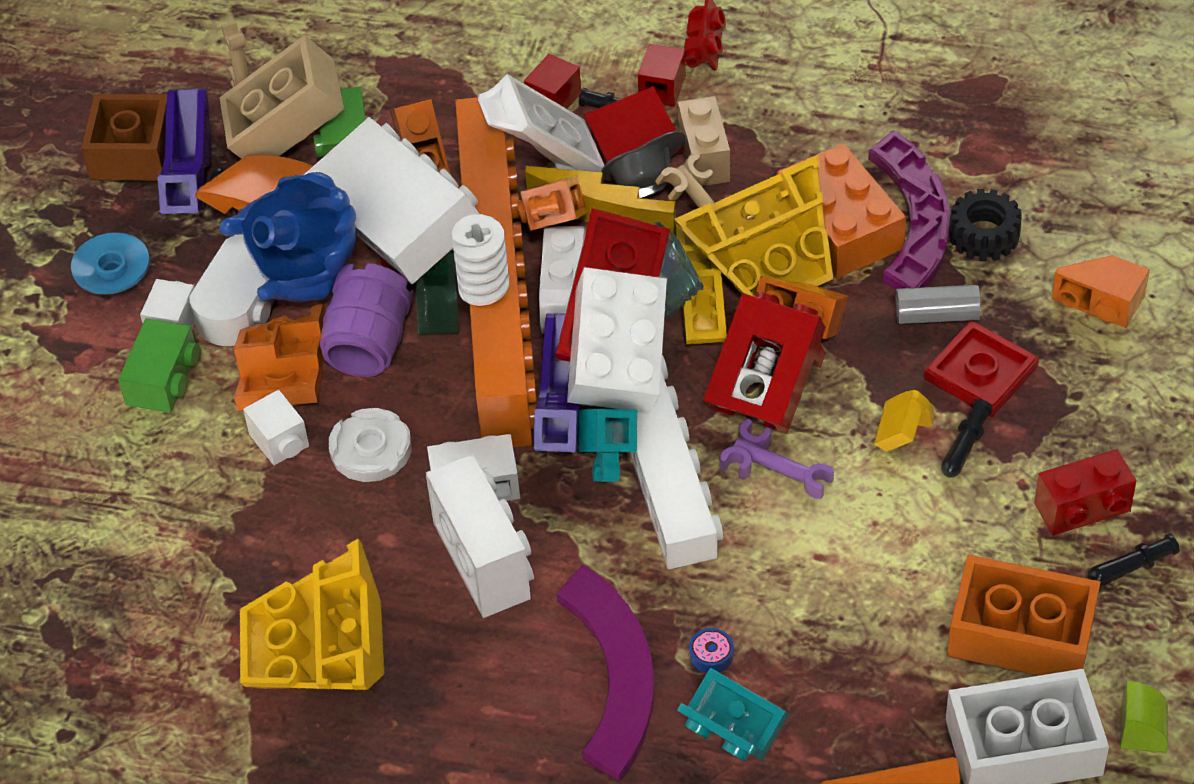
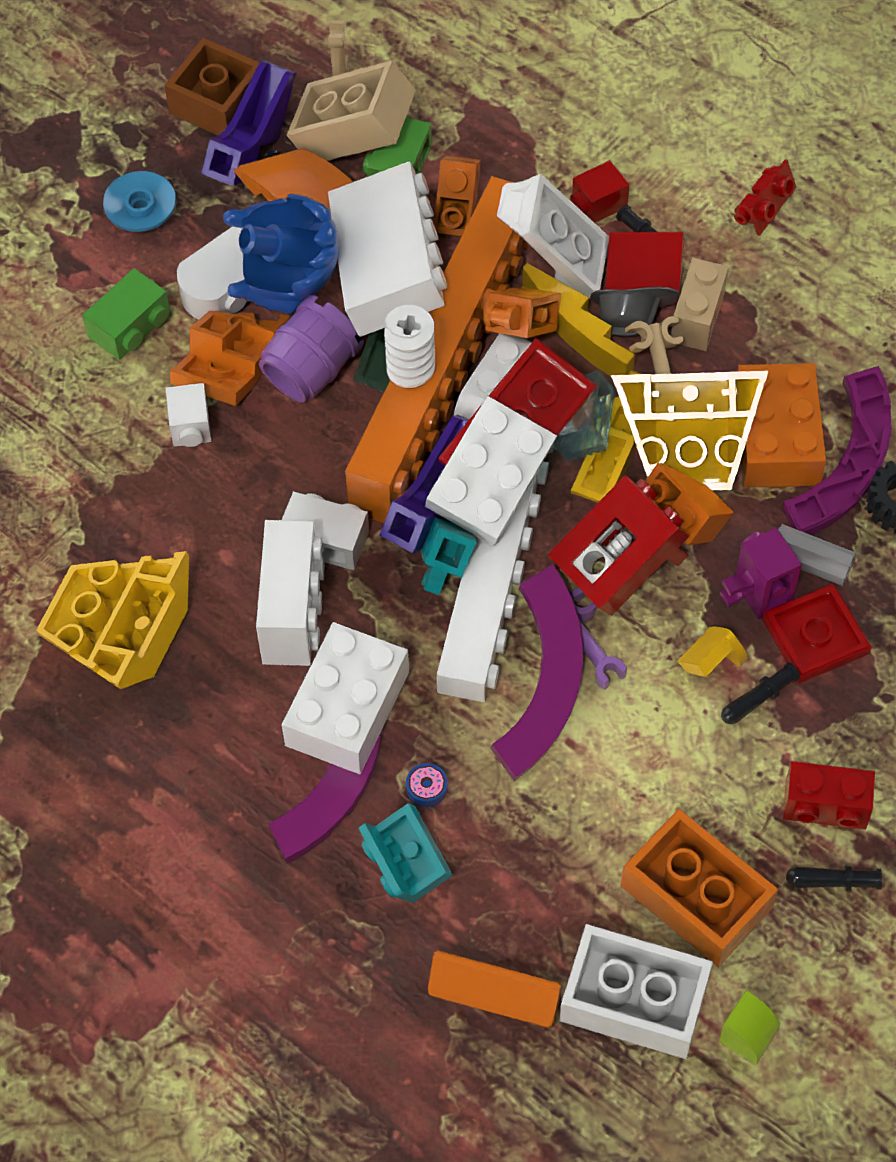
camera: 25 degrees right, 10 degrees up
(169, 303) = (161, 263): white brick -> none
(370, 445) = (258, 464): white tile -> none
(593, 602) = (346, 698): none -> white brick
(664, 70) = (703, 221): red brick -> none
(775, 501) = (558, 675): none -> magenta tile
(911, 330) = (764, 573): none -> magenta brick

